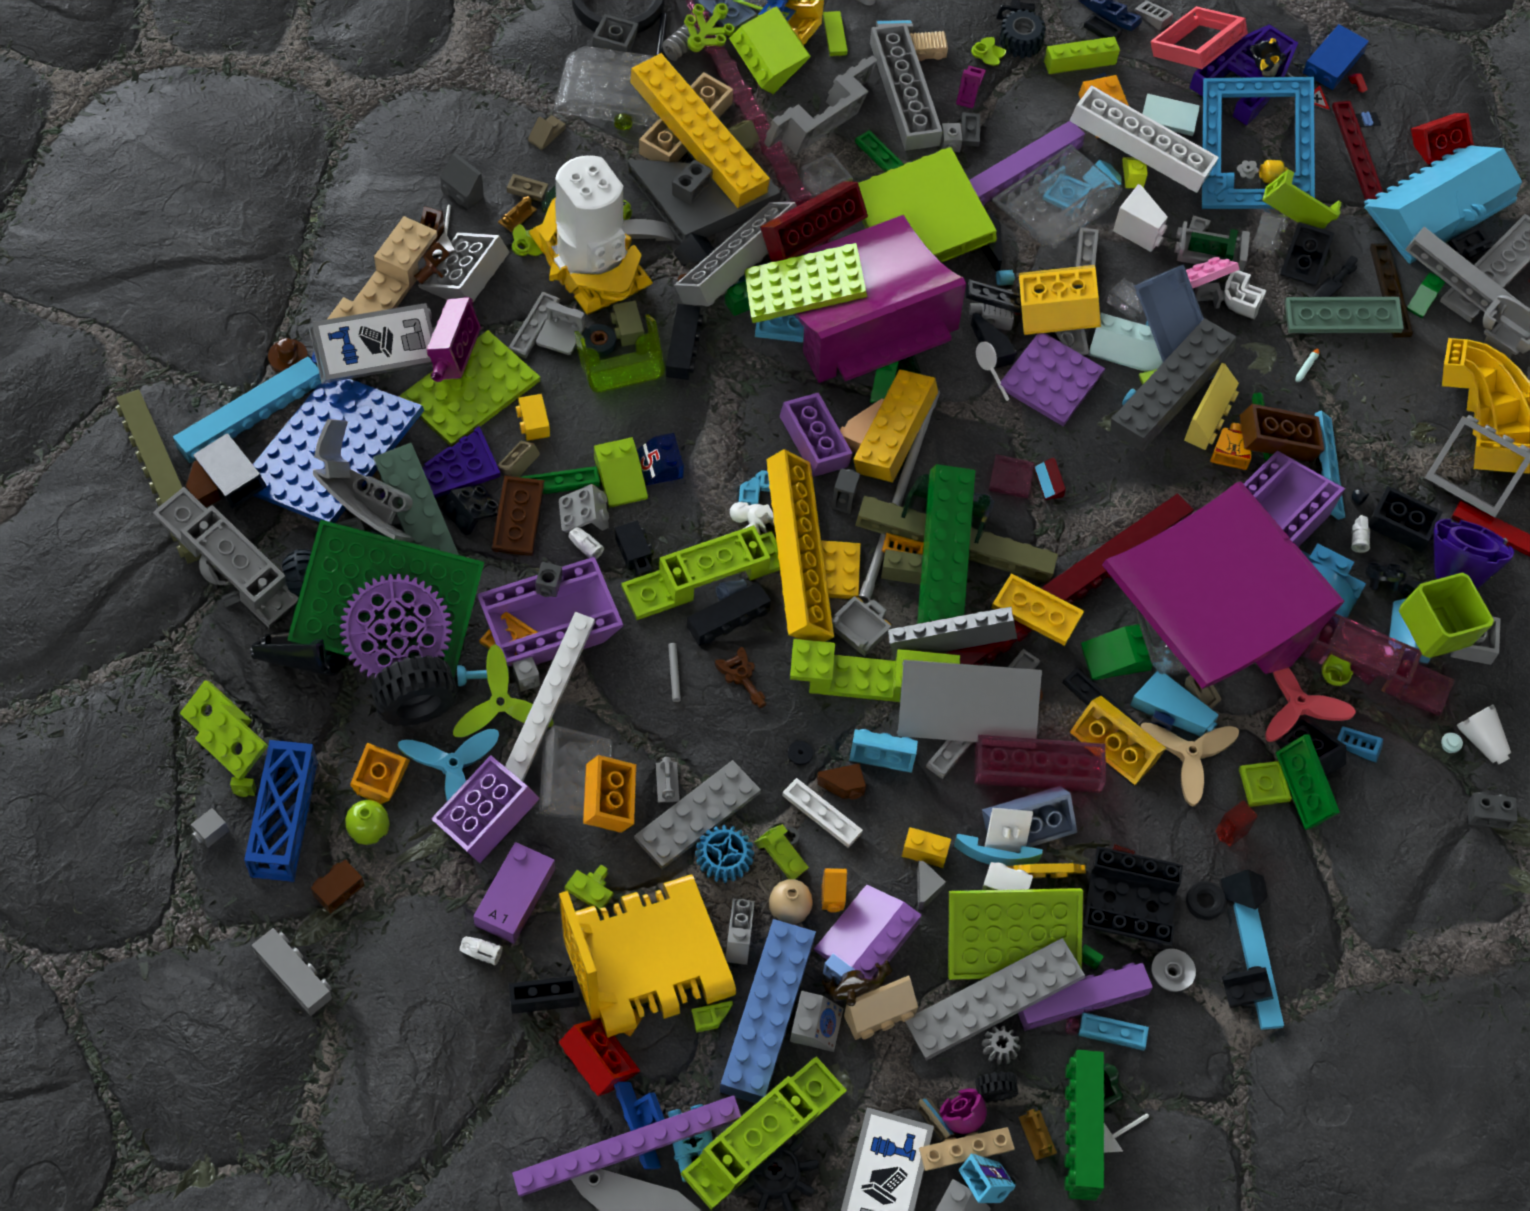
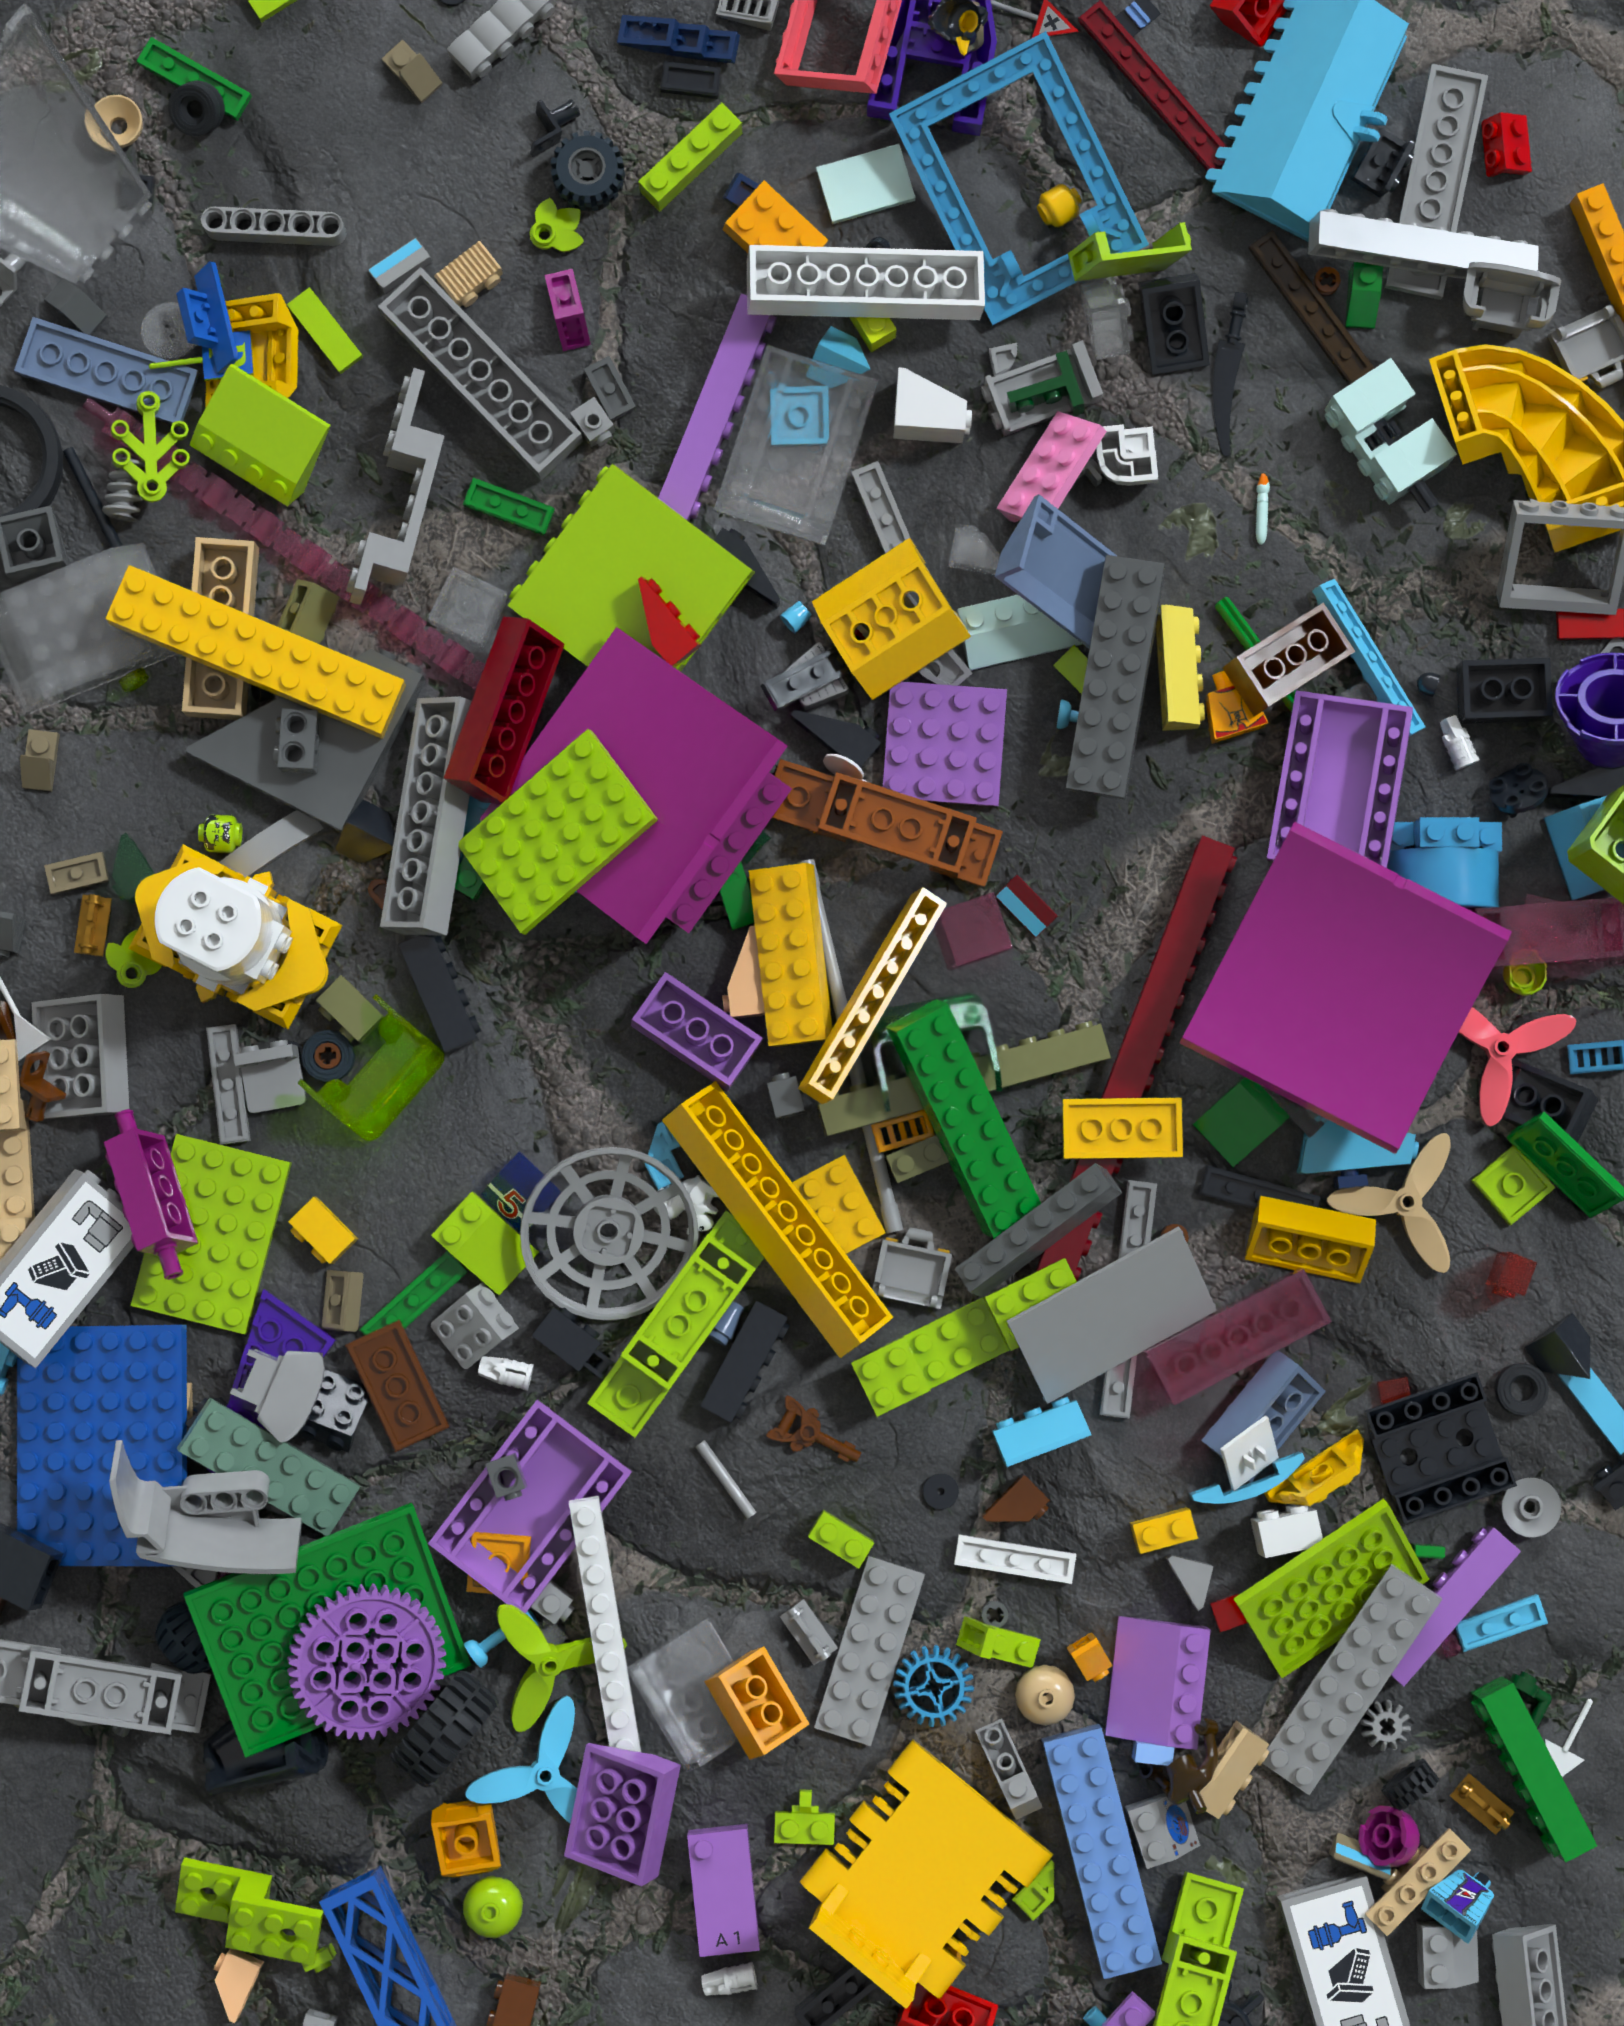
camera: 30 degrees left, 25 degrees up
(185, 770) = (235, 1980): none -> light nougat slope
(453, 467) = (283, 1390): none -> light grey piece
(692, 489) = (607, 1250): none -> light grey dish
(722, 738) = (841, 1539): none -> lime brick
(911, 467) = (872, 996): none -> yellow brick
(930, 229) = (667, 632): none -> red slope
(938, 922) = (1227, 1613): none -> red tile
(1000, 389) = (888, 821): none -> dark orange bracket
(1249, 173) = (1034, 242): light grey plant -> none
(1343, 315) = (1271, 400): sand green plate -> none
(1400, 369) = (1391, 462): none -> light aqua piece
(1410, 283) = (1327, 272): none -> reddish brown bush

